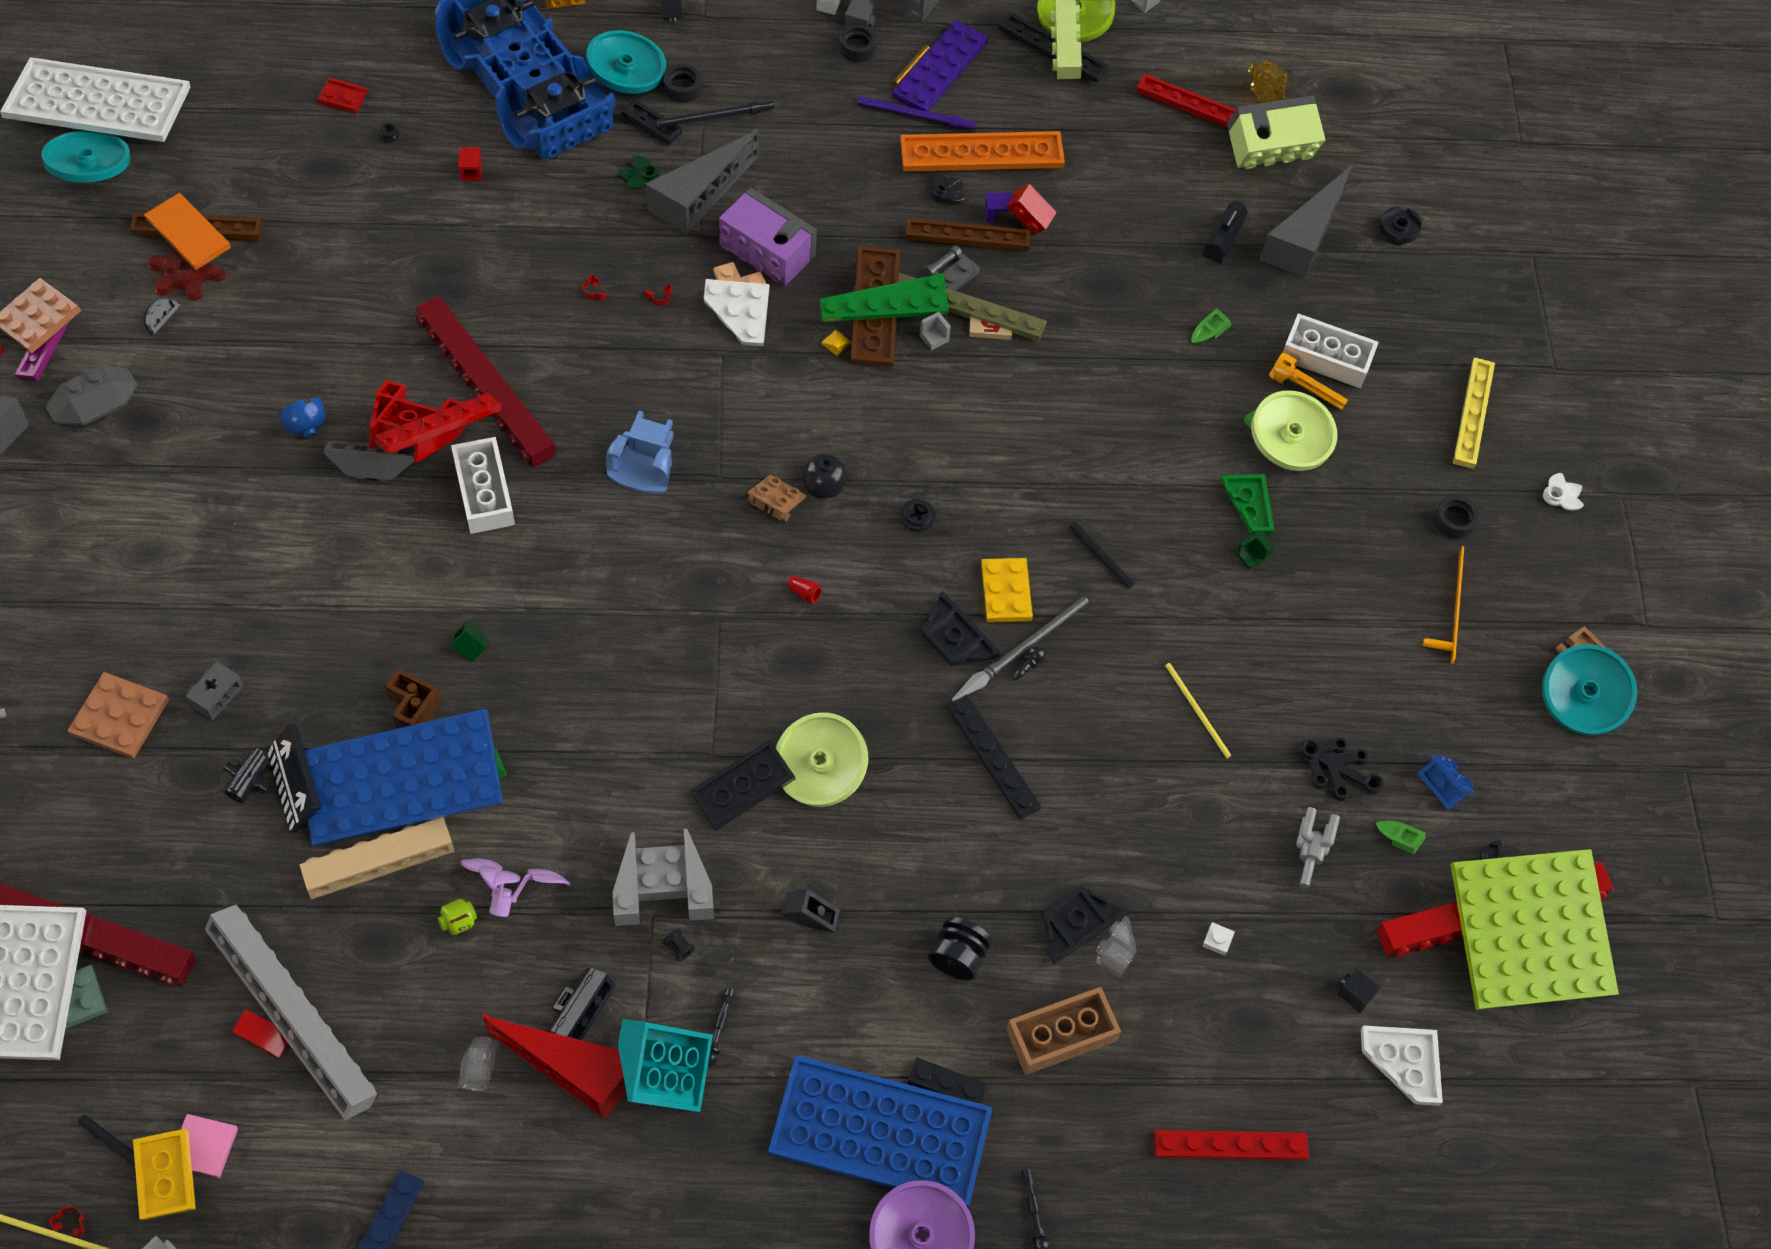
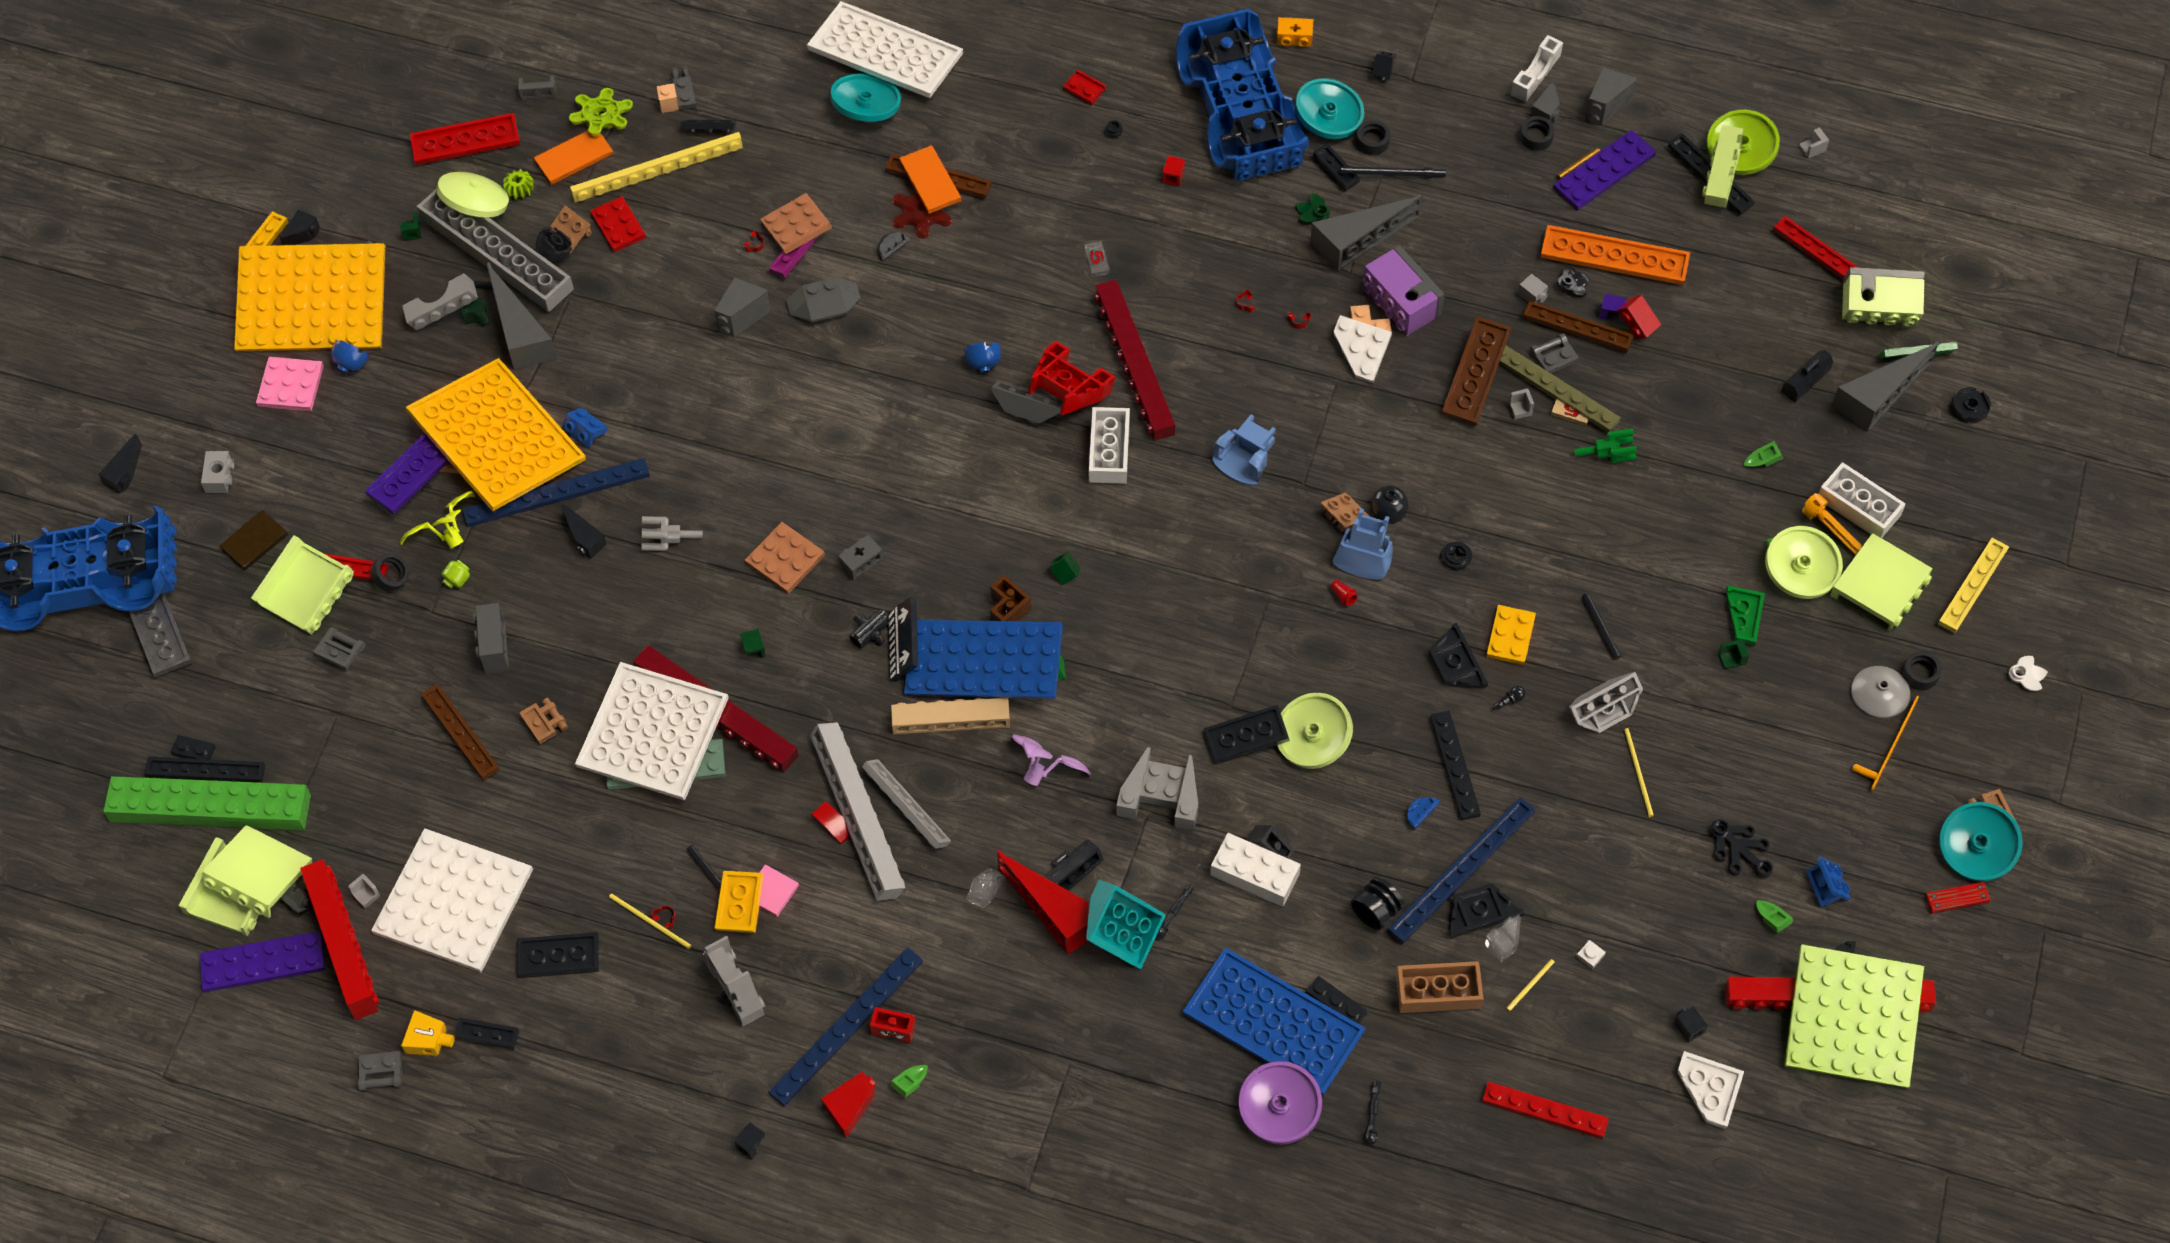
camera: 25 degrees right, 0 degrees up
(101, 831) = (752, 642): none -> dark green panel
(350, 983) = (906, 804): none -> light grey plate
(408, 278) = (1096, 259): none -> clear tile
(437, 423) = (1086, 386): red plate -> none
(457, 916) = (998, 776): lime head -> none
(679, 945) = (1160, 842): black bush -> none
(802, 947) = (1255, 869): none -> white brick
(814, 532) = (1360, 548): none -> medium blue piece
(836, 342) = (1435, 394): yellow slope -> none
(902, 299) = (1501, 371): green wing -> none
(907, 206) = (1533, 290): none -> light grey brick
(954, 121) = (1599, 222): dark purple bar -> none
(971, 820) = (1420, 810): none -> blue plate
(980, 679) = (1465, 701): dark grey piece -> none
(1040, 882) = (1461, 871): none -> dark blue plate
(1047, 354) = (1611, 447): none -> green plant
(1140, 639) = (1607, 703): none -> light grey wedge
(1162, 995) = (1530, 985): none -> light yellow axle
(1268, 81) = (1895, 248): clear yellow torso -> none
(1314, 844) = (1695, 902): light grey plant -> none
(1320, 184) = (1903, 352): none -> tile
(1382, 430) = (1883, 580): none -> yellowish green panel
(1417, 560) = (1880, 701): none -> light grey dish
(1585, 759) = (1957, 897): none -> red tile

